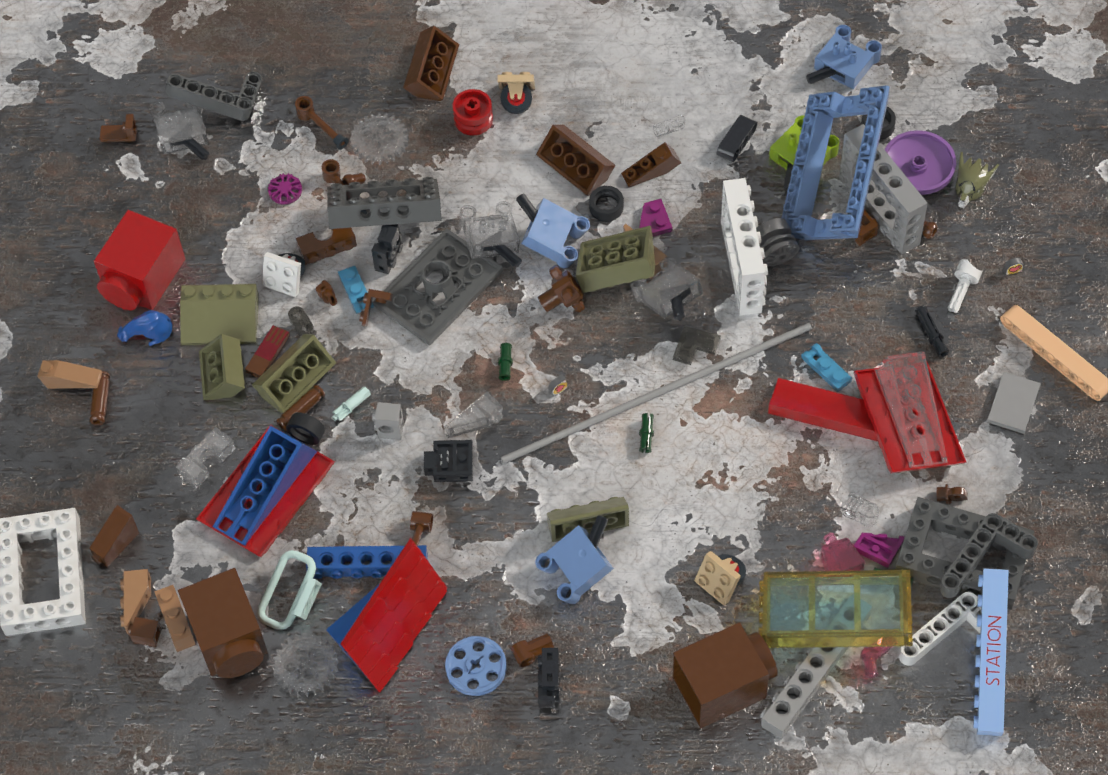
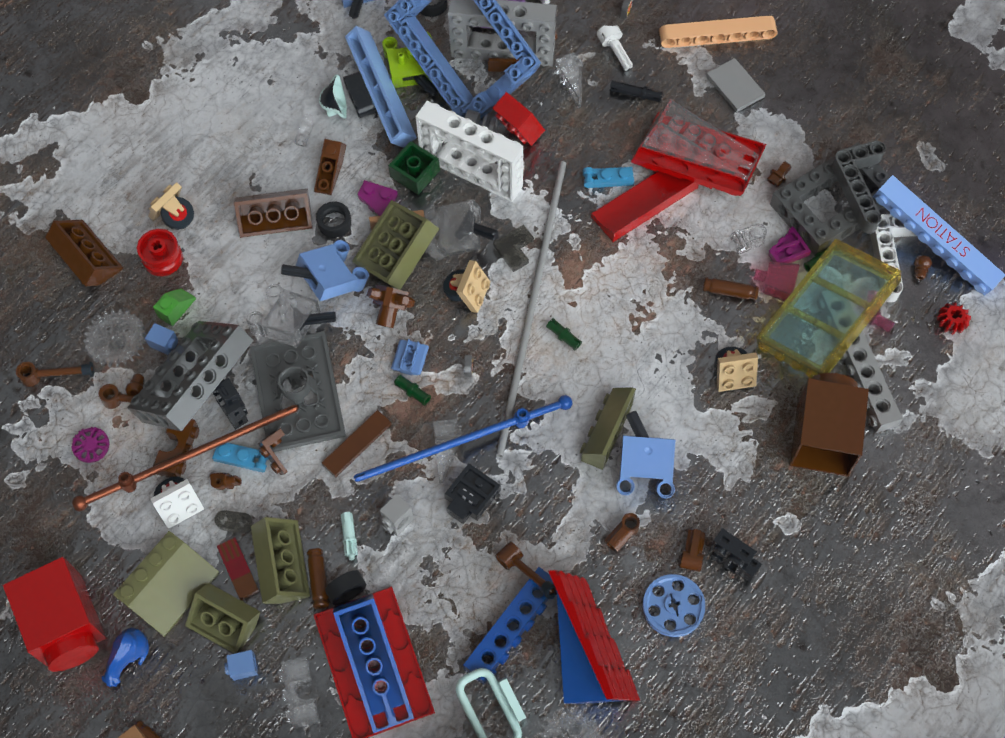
camera: 55 degrees left, 5 degrees up
(196, 406) = (241, 665): none -> medium blue brick
(271, 233) = (128, 481): none -> copper bar
(403, 166) = (161, 339): none -> medium blue brick
(429, 356) = (356, 443): none -> reddish brown tile
(438, 154) = (173, 305): none -> bright green slope
(505, 588) = (622, 533): none -> reddish brown piece
(532, 341) = (410, 357): none -> medium blue piece
(542, 451) = (520, 419): none -> blue bar
(627, 336) = (467, 285): none -> tan plate
(701, 223) = (414, 167): none -> dark green brick
(716, 124) = (333, 98): none -> hat
(758, 139) = (380, 87): none -> light blue brick
(798, 527) = (730, 288): none -> reddish brown axle
(809, 260) = (518, 119): none -> red brick
(900, 274) = (570, 72): none -> clear slope
(917, 718) = (953, 318): none -> red gear
(957, 663) = (922, 265): none -> reddish brown piece

